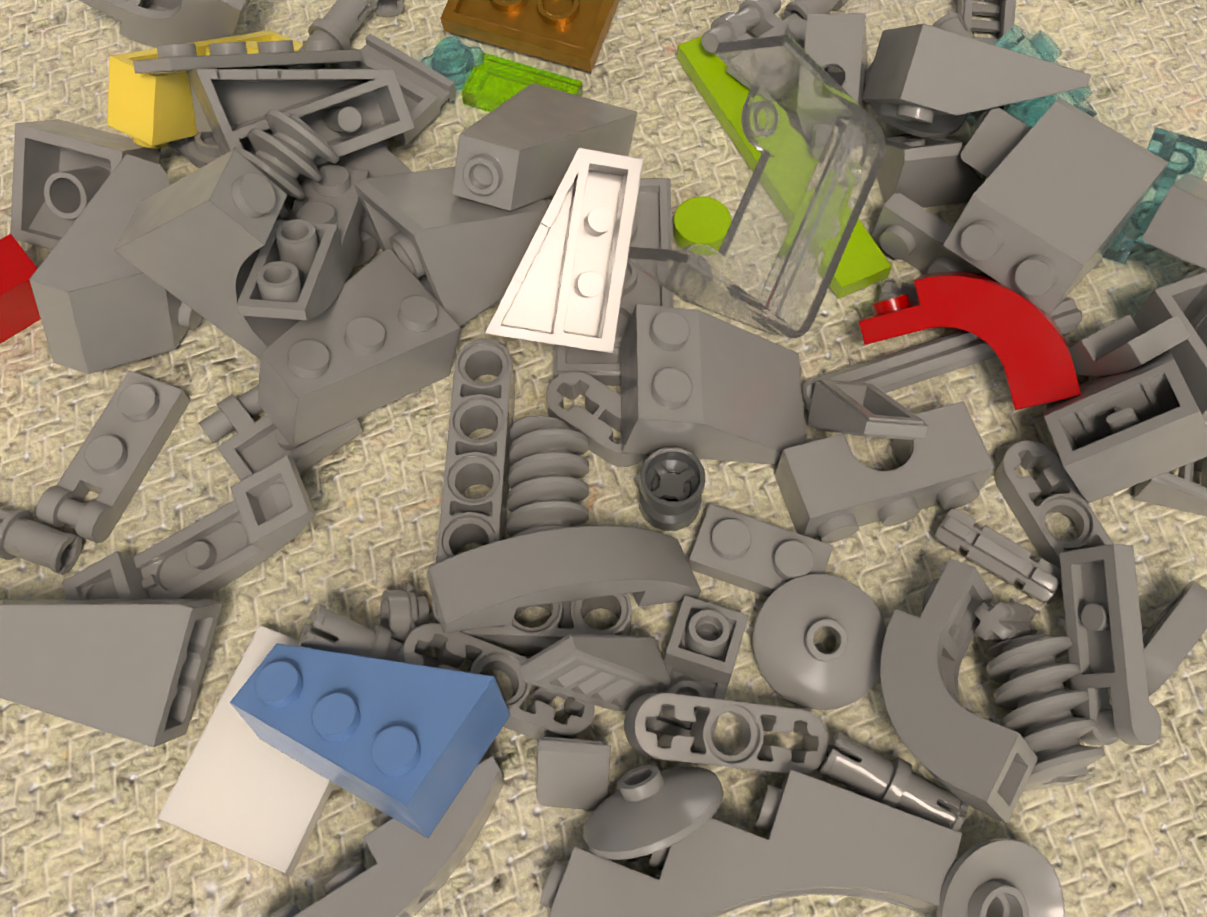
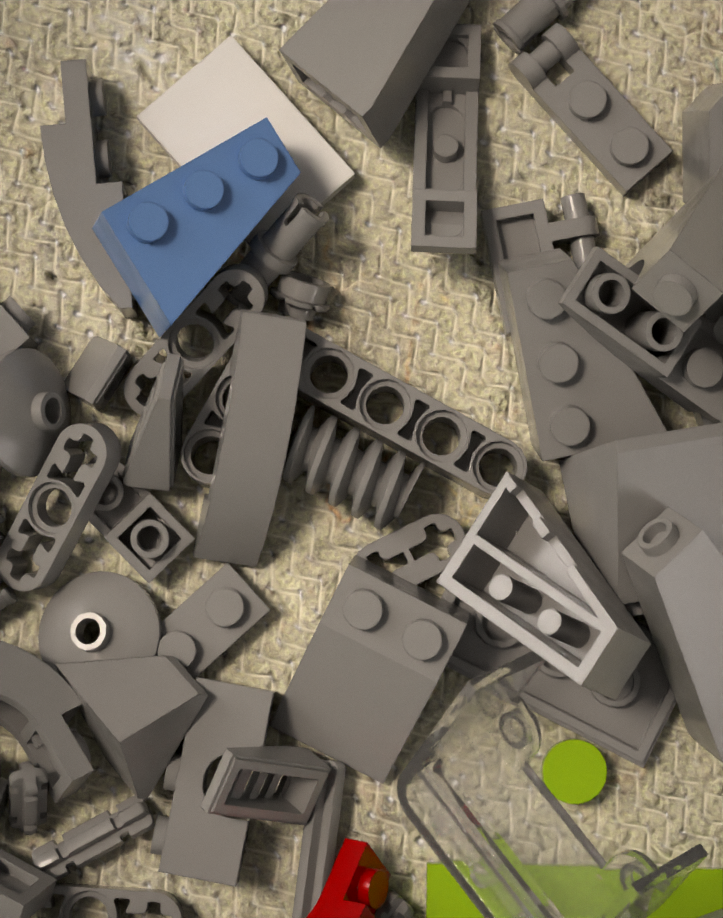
camera: 115 degrees right, 20 degrees up
(672, 475) = (298, 580): dark grey wheel -> none
(870, 561) = (136, 712): none -> light grey slope

